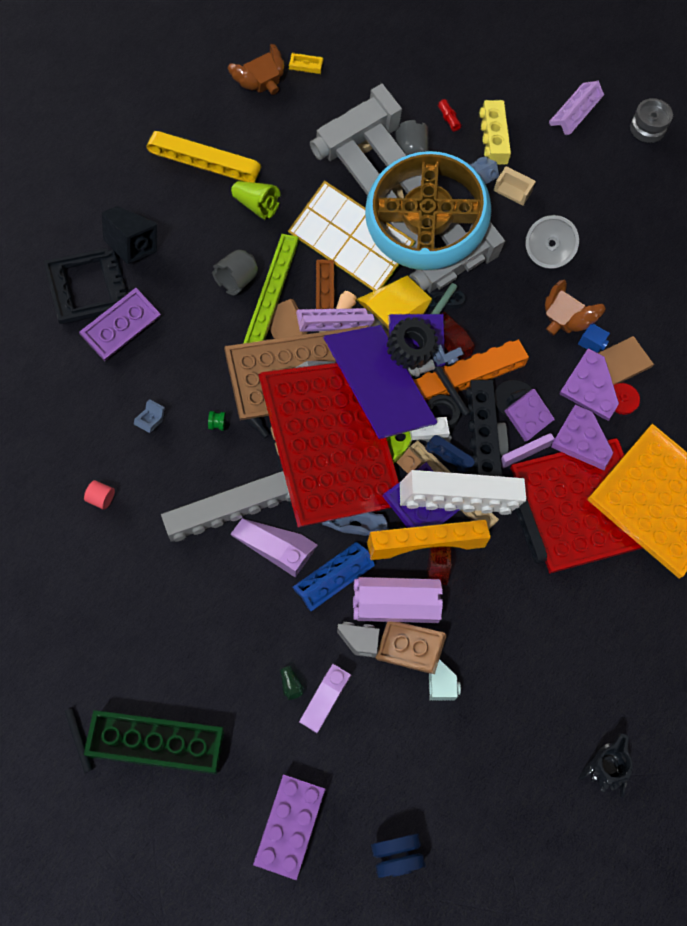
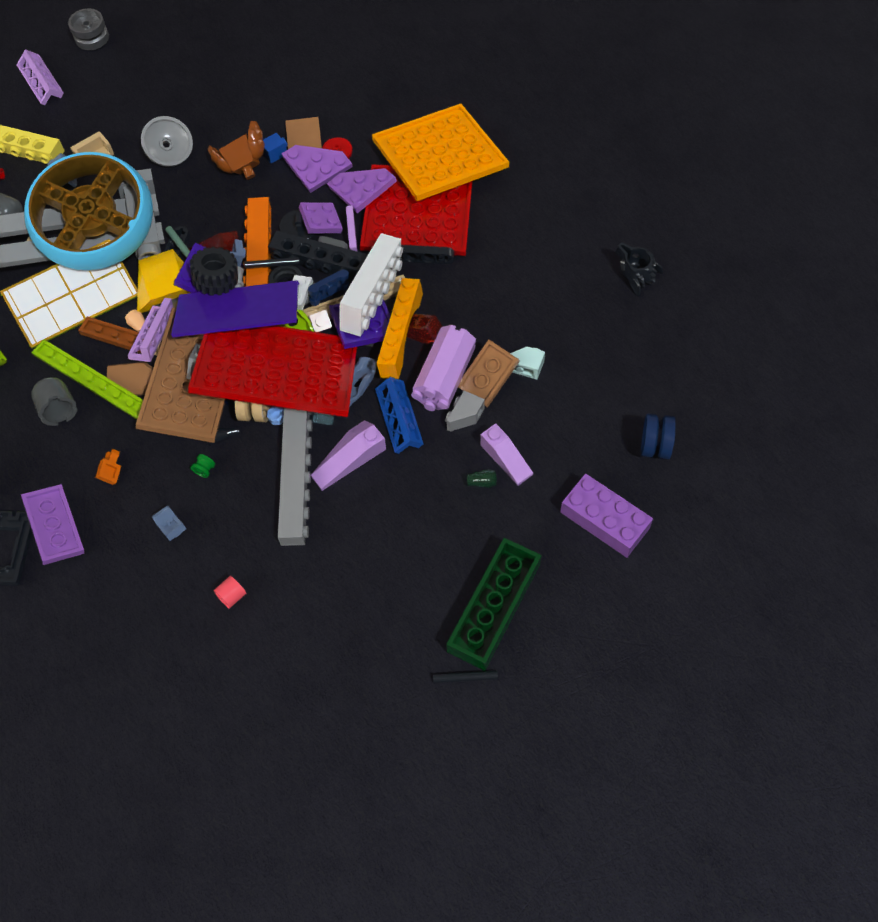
camera: 60 degrees left, 5 degrees down
(186, 345) = (108, 469): none -> orange plate

